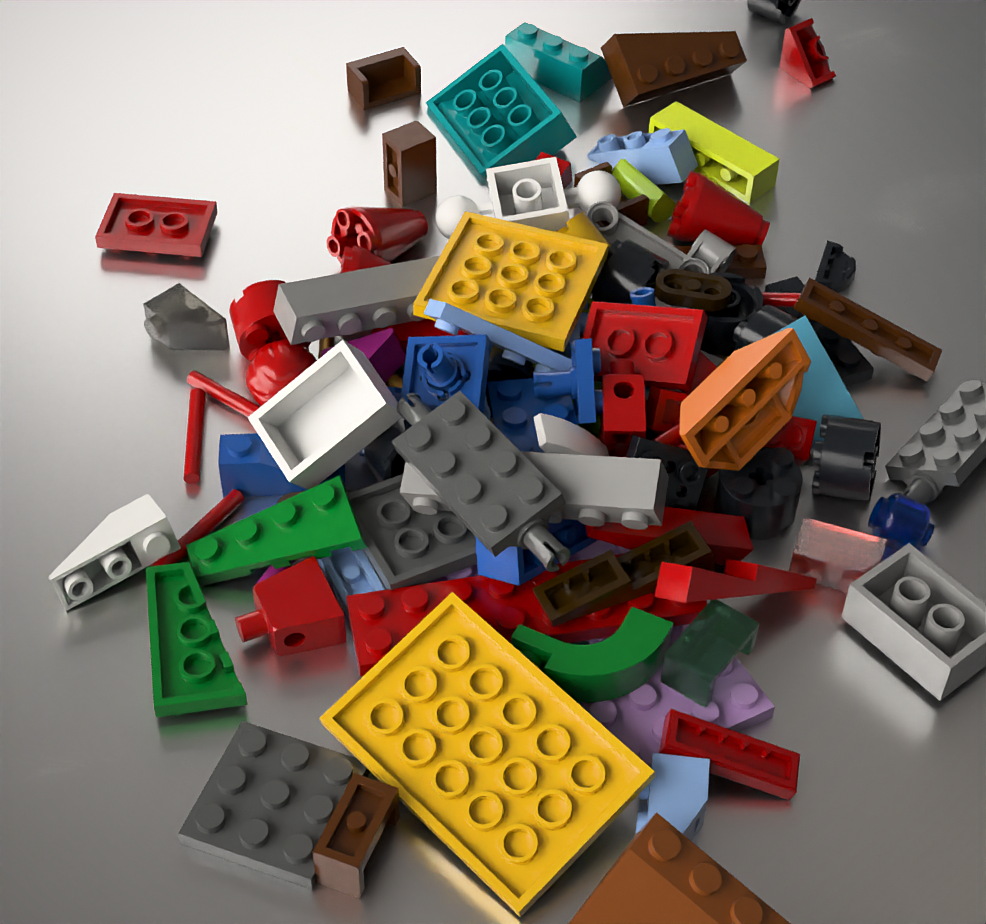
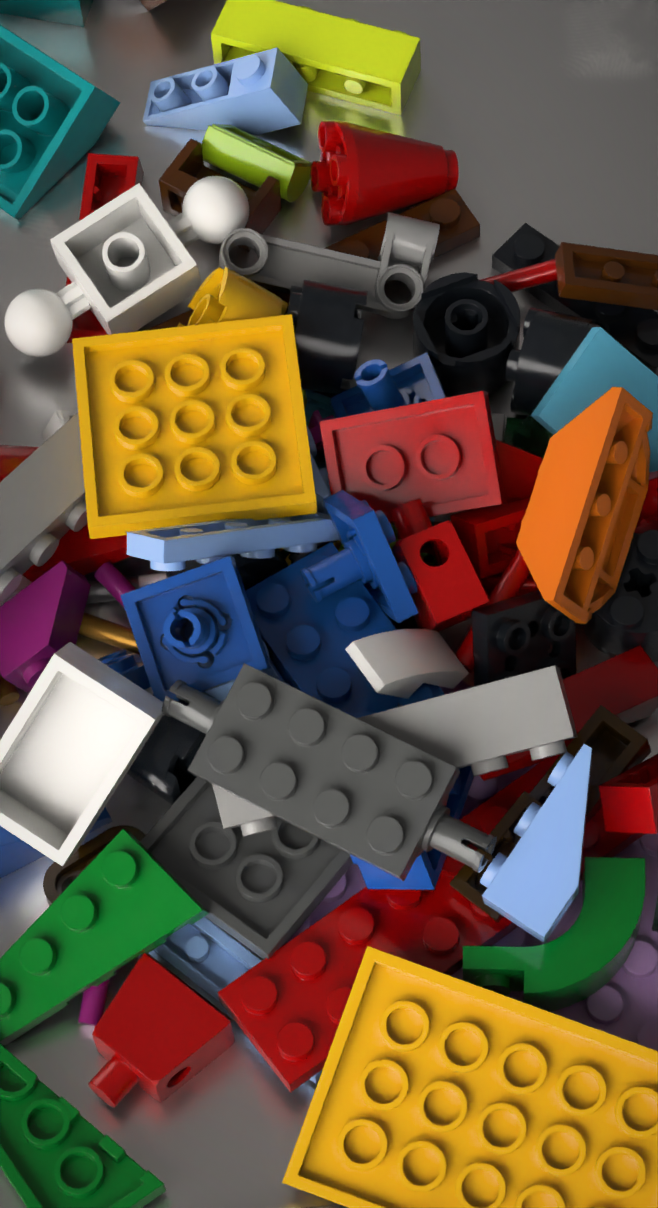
camera: 20 degrees left, 15 degrees up
(600, 589) = (544, 868): none -> light blue slope
(693, 290) = (424, 329): dark brown plate -> none
(836, 268) = (565, 186): black tile -> none

